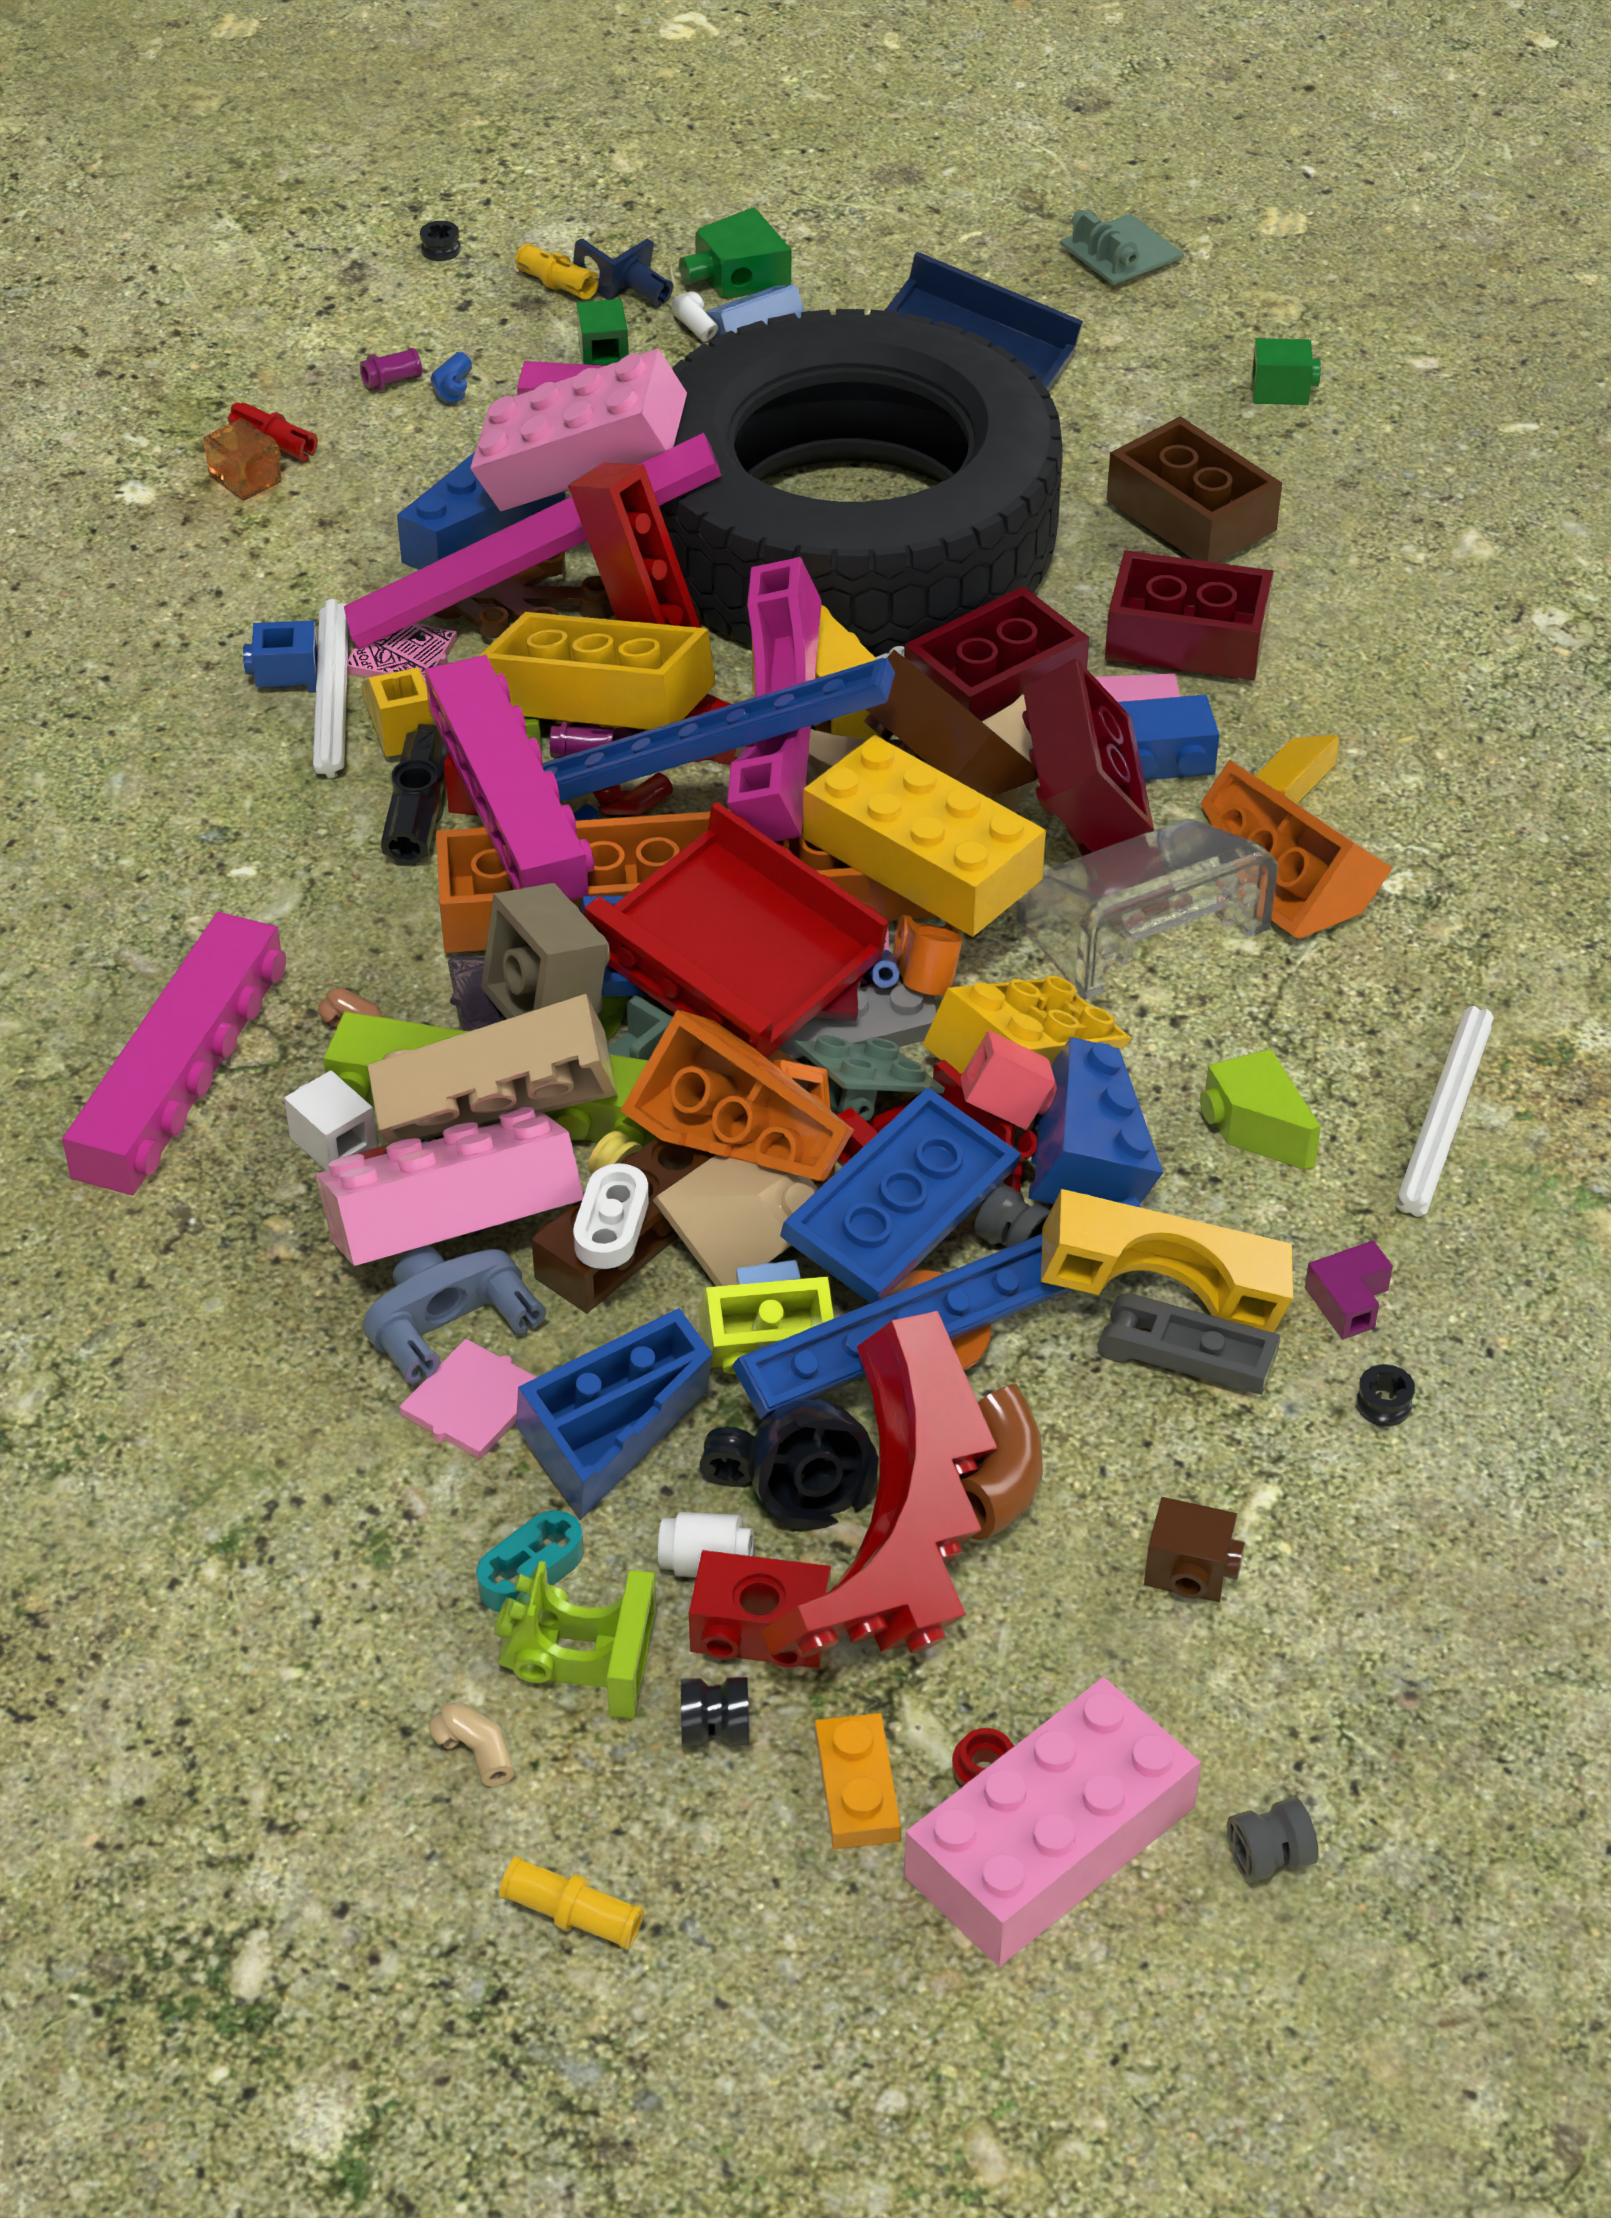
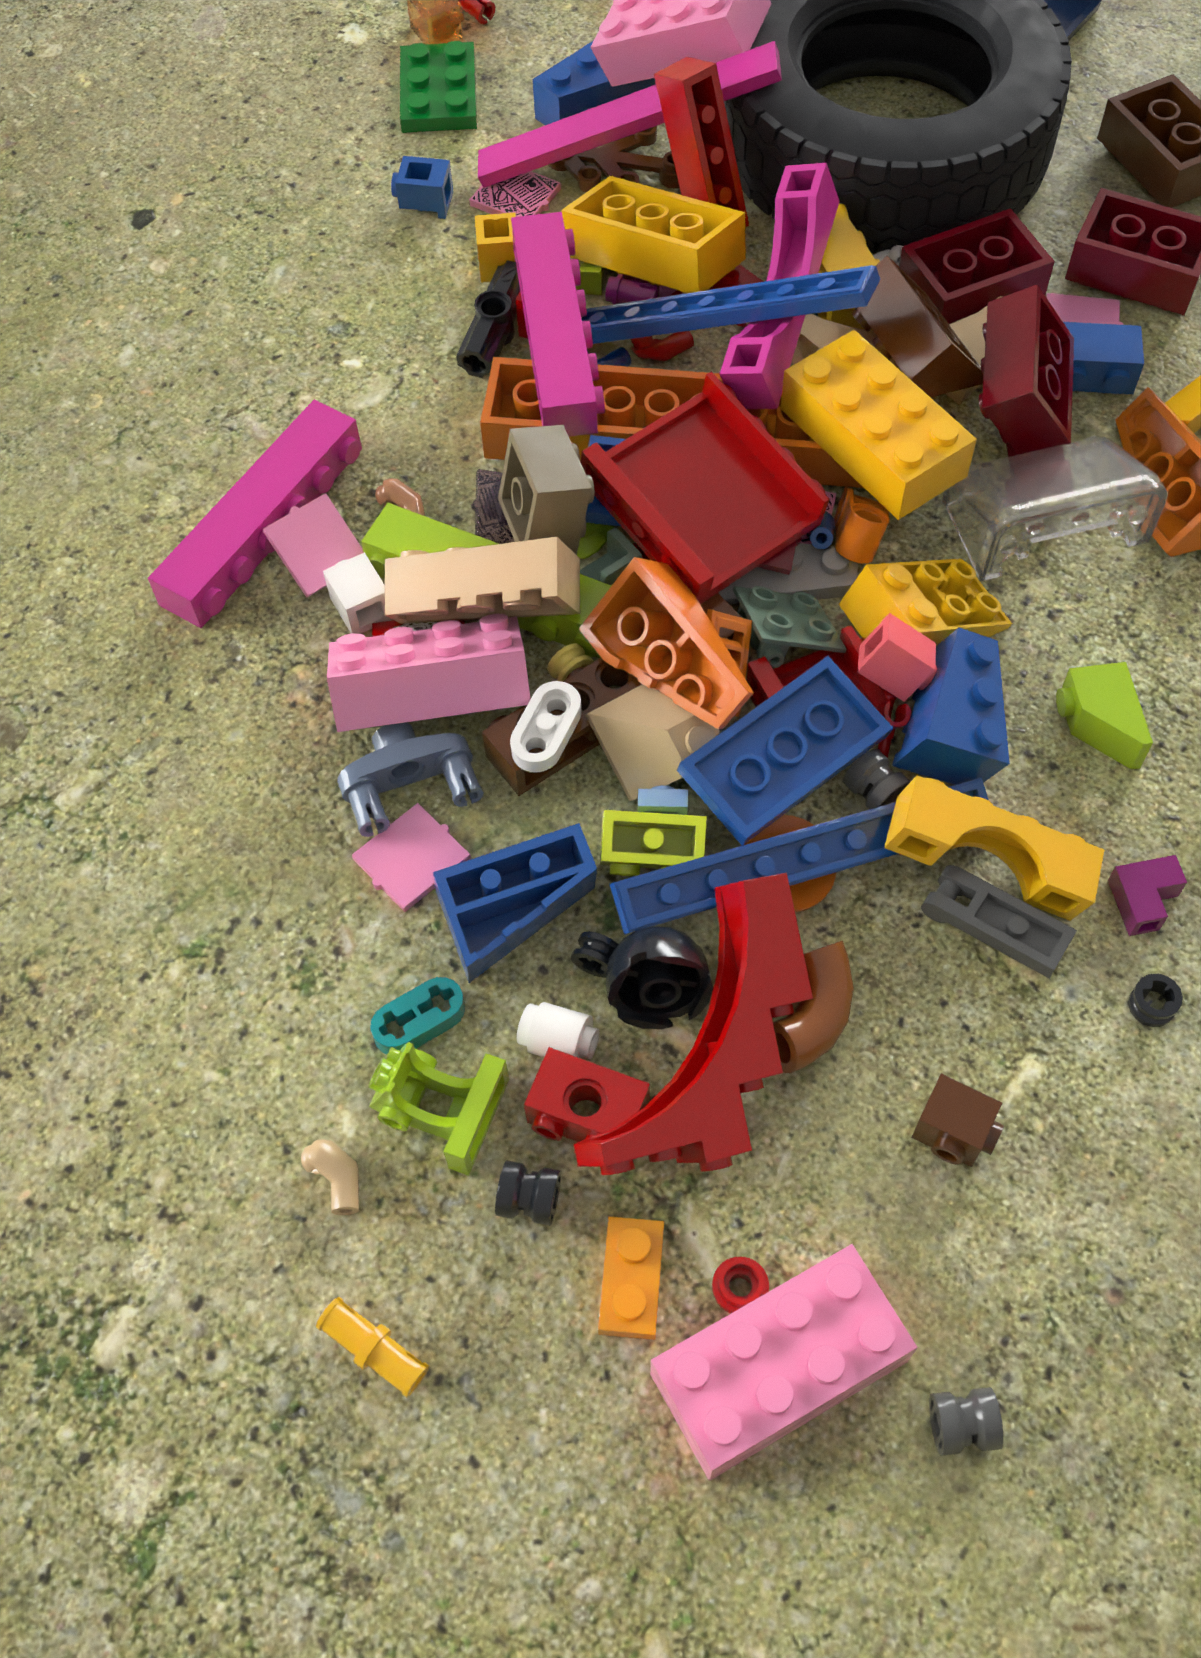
camera: 15 degrees right, 15 degrees up
(255, 1073) = (312, 541): none -> bright pink piece
(267, 541) = (437, 87): none -> green plate
(331, 690) = (453, 220): white axle -> none

